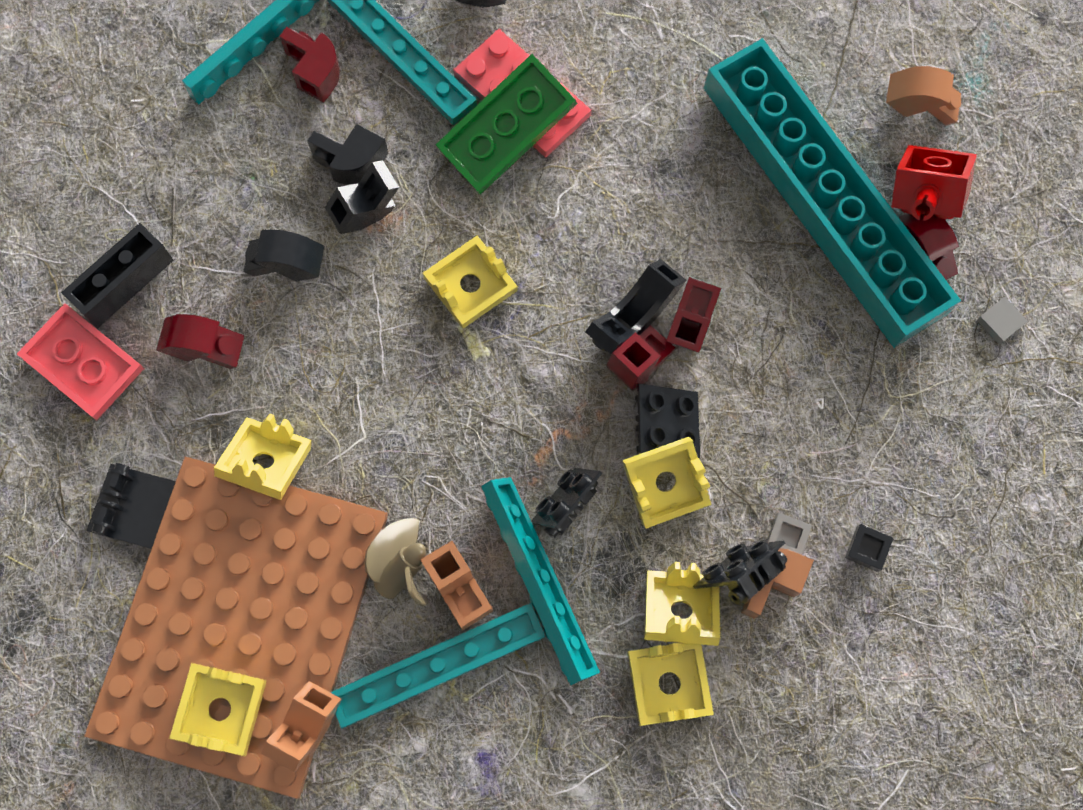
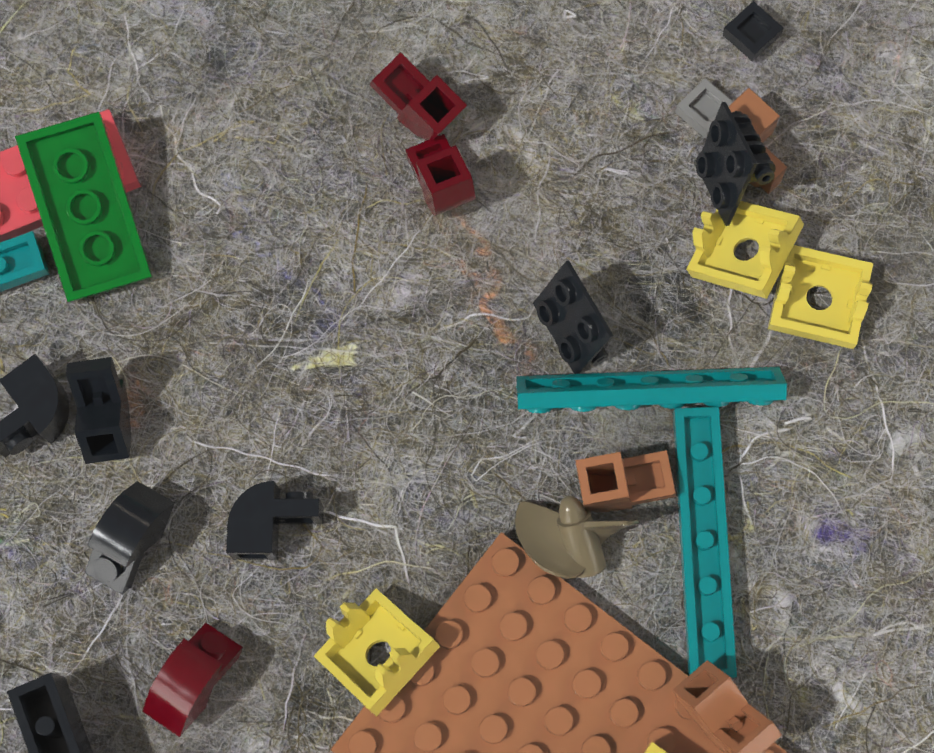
camera: 60 degrees left, 0 degrees up
(329, 338) = (257, 516): none -> black brick
(475, 260) = (245, 304): light yellow piece -> none
(638, 308) = (380, 155): black arch -> none
(666, 417) = (525, 179): black hinge -> none
(686, 495) = (616, 189): light yellow piece -> none

